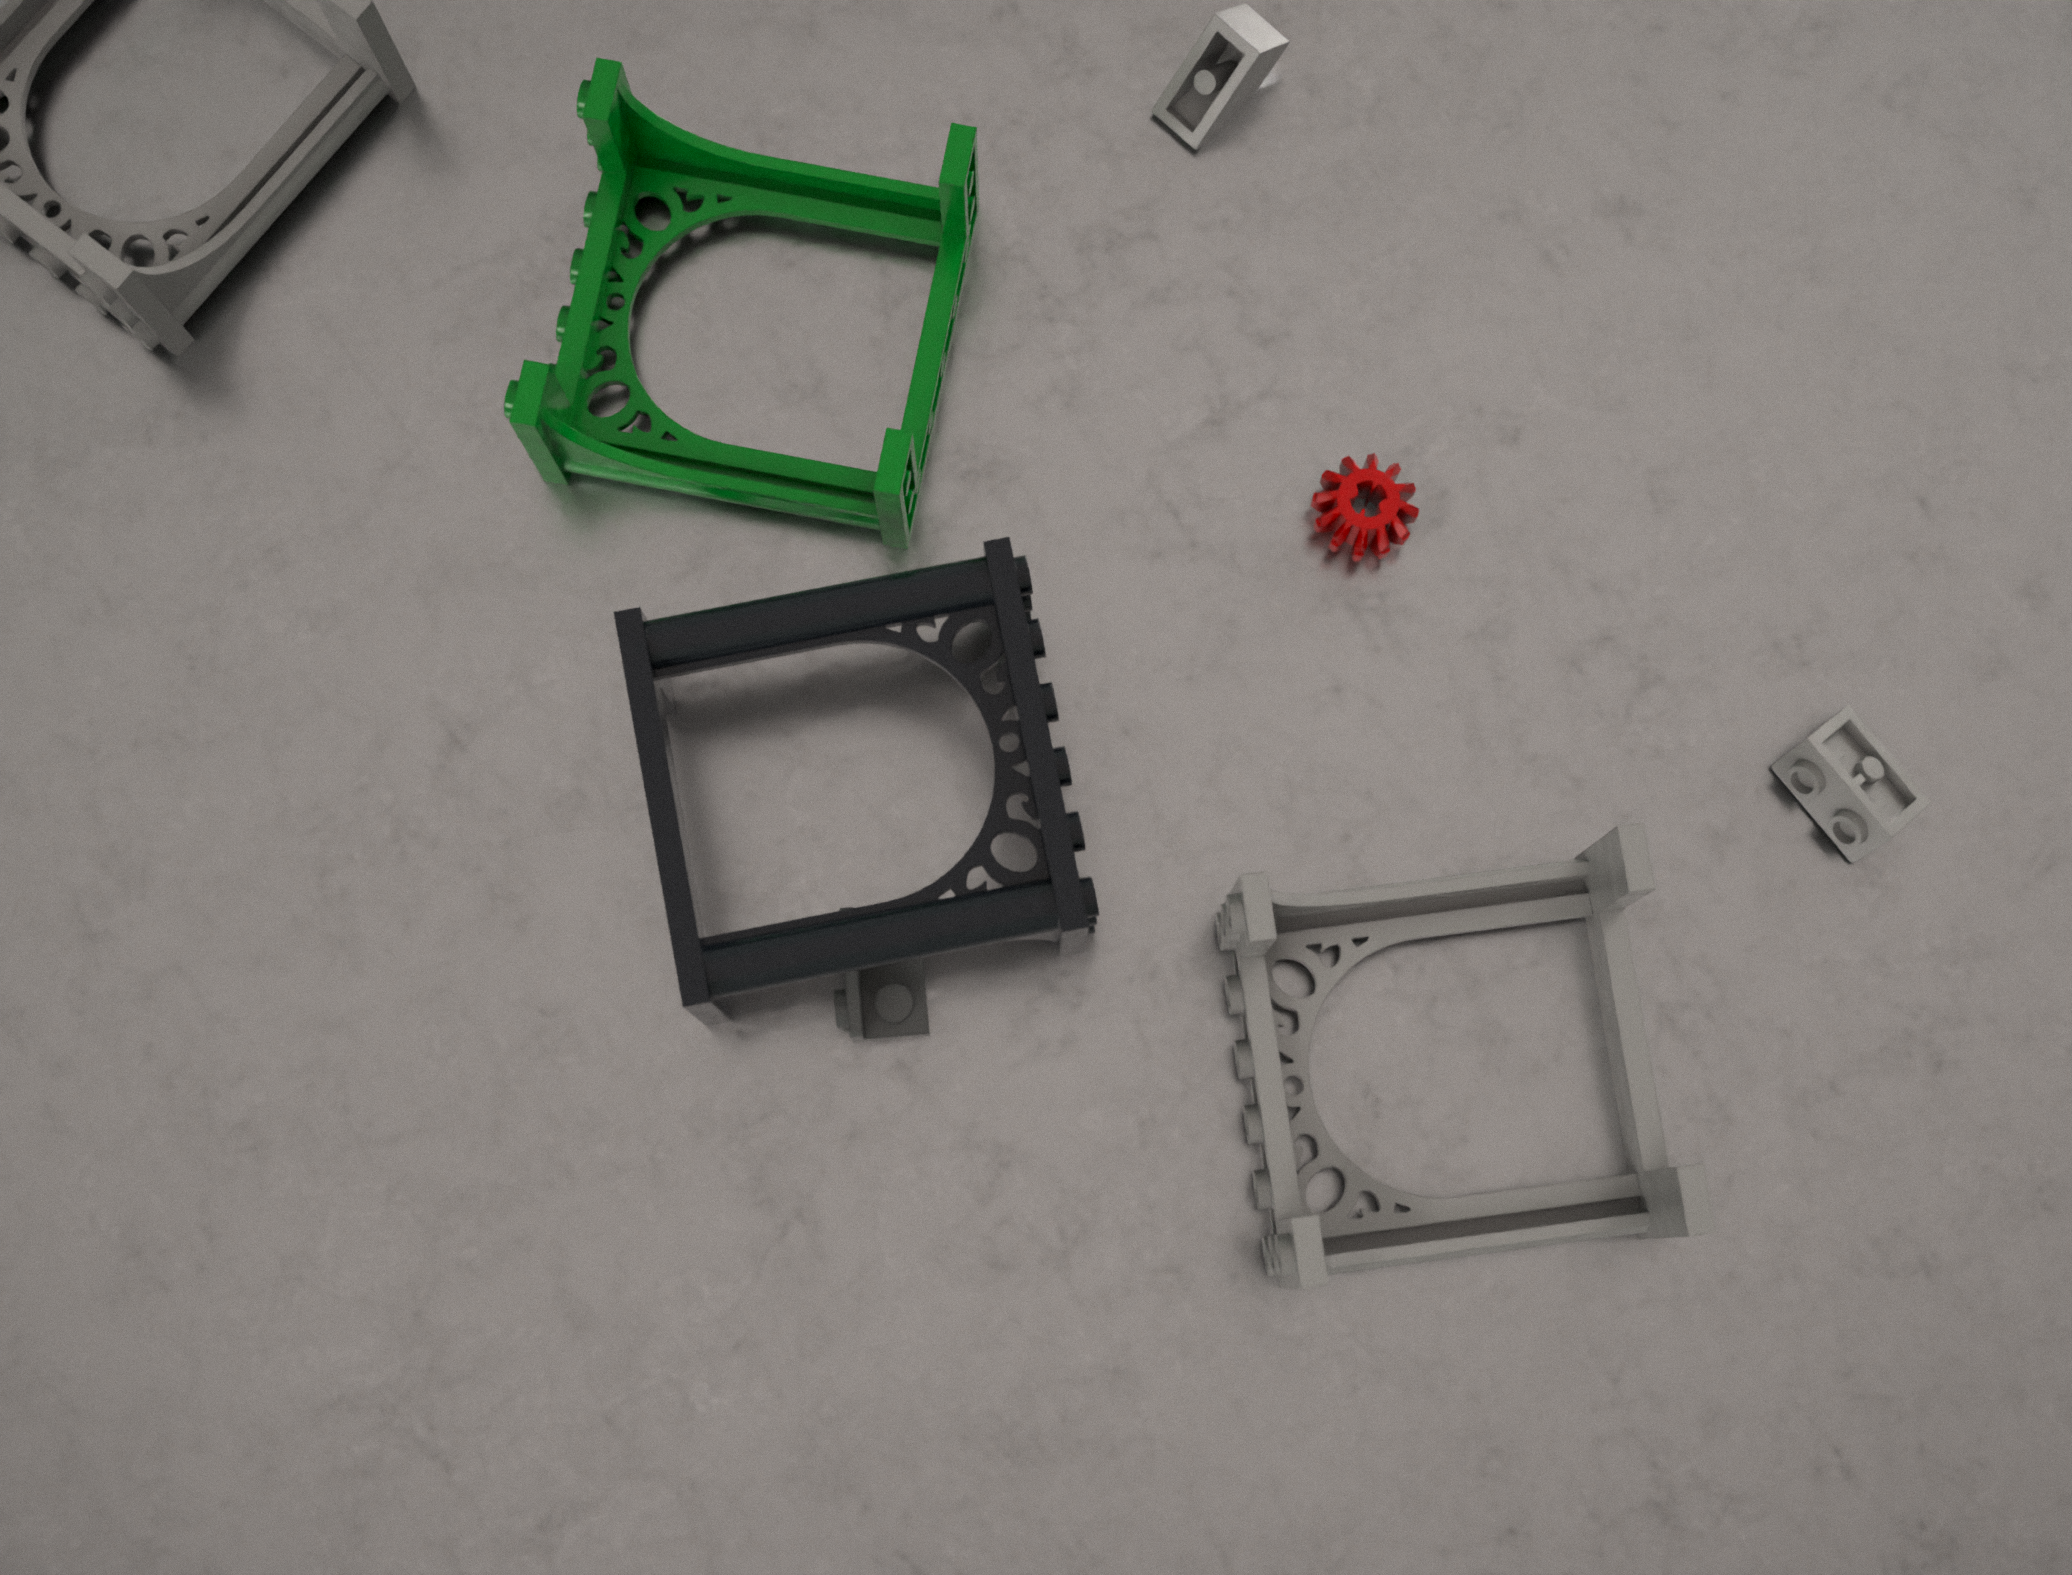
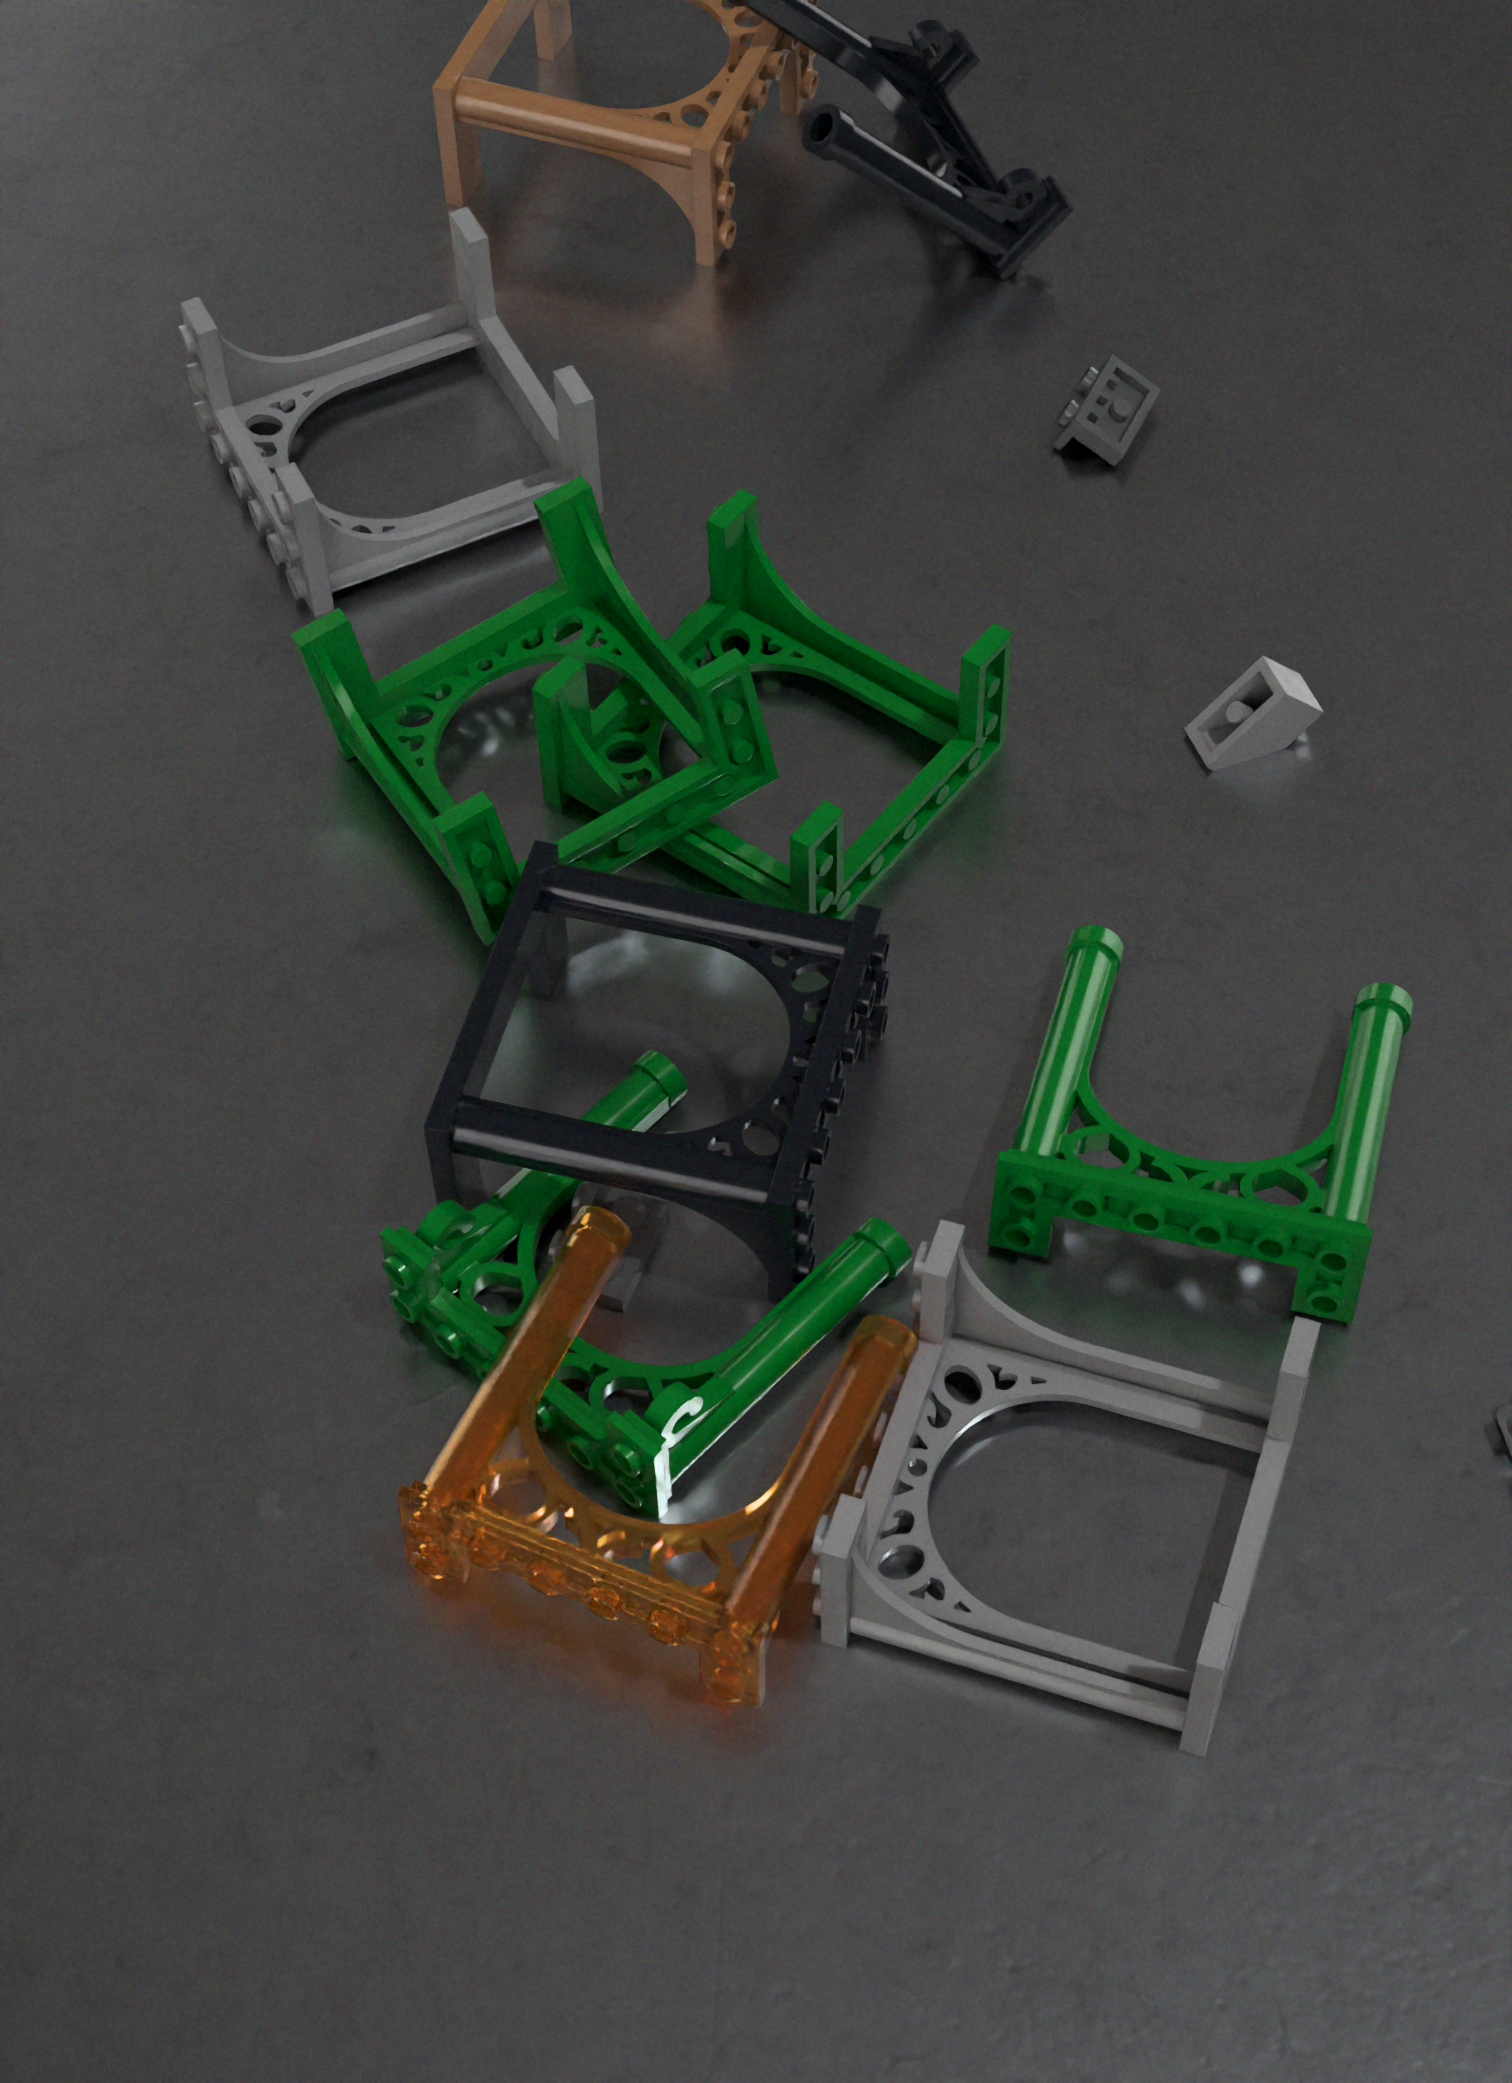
camera: 30 degrees right, 25 degrees down
(476, 233) = (709, 709): none -> green arch
(1080, 1066) = (644, 1455): none -> green arch
(1218, 1210) = (456, 1522): none -> clear orange arch
(1373, 486) = (1216, 1062): red gear -> none
(1566, 693) = (1186, 1195): none -> green arch

